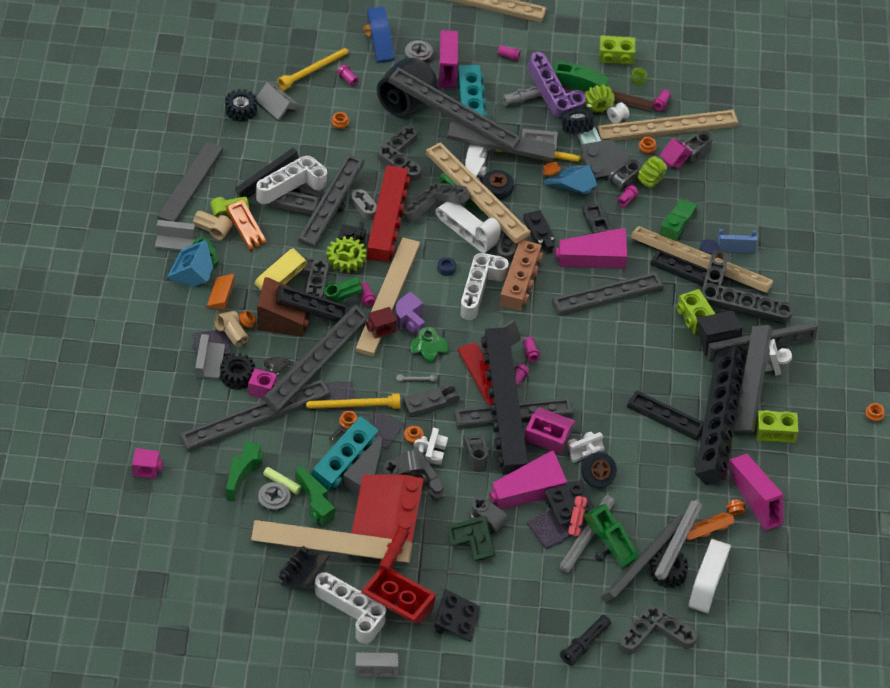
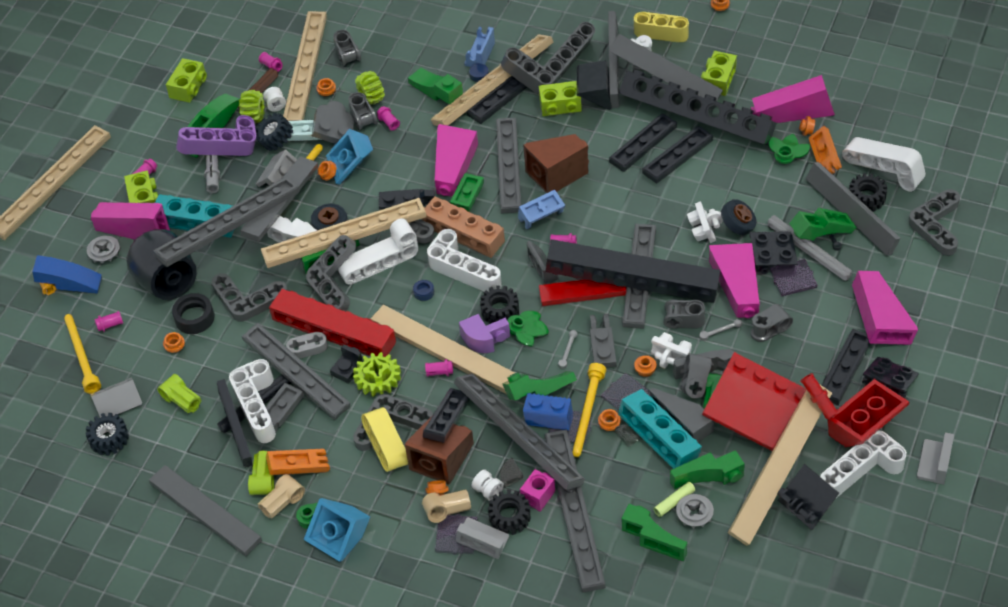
camera: 65 degrees left, 0 degrees up
(174, 235) = (283, 540): light grey panel -> none
(221, 292) = (385, 507): orange slope -> none
(259, 349) = (487, 485): none -> white wheel
(291, 135) = (176, 390): none -> lime piece
(340, 374) = (548, 411): none -> blue brick
(343, 290) = (431, 384): green piece -> none
(364, 362) = (520, 384): none -> green slope
(371, 134) = (197, 325): none -> black tyre
(381, 322) = (492, 357): dark red brick -> none
(444, 311) = (496, 296): none -> black tyre
(460, 582) = (846, 365): none -> black tile
(462, 473) = (704, 335): none -> light grey hinge
(476, 532) = (794, 334): dark green plate -> none
(484, 54) = (141, 188): none -> lime brick
(525, 595) = (881, 310): none -> dark pink slope
(549, 430) = (678, 242): dark pink slope -> none
(558, 323) = (540, 208): none -> medium blue hinge
(561, 270) = (467, 191): none -> green plate
(577, 516) = (796, 243): coral axle -> none
(580, 645) = (945, 282): black pin -> none
(595, 218) = (406, 152): black slope -> none
(610, 321) = (556, 161): none -> copper slope
(636, 79) = (230, 73): clear neon green bush -> none
(671, 386) = (642, 142): none -> black tile
(675, 154) = (352, 64): dark pink brick -> none
(678, 539) = (845, 171): light grey axle -> none
(705, 496) = (788, 149): none -> green plate
(819, 370) = (661, 26): none -> light yellow beam

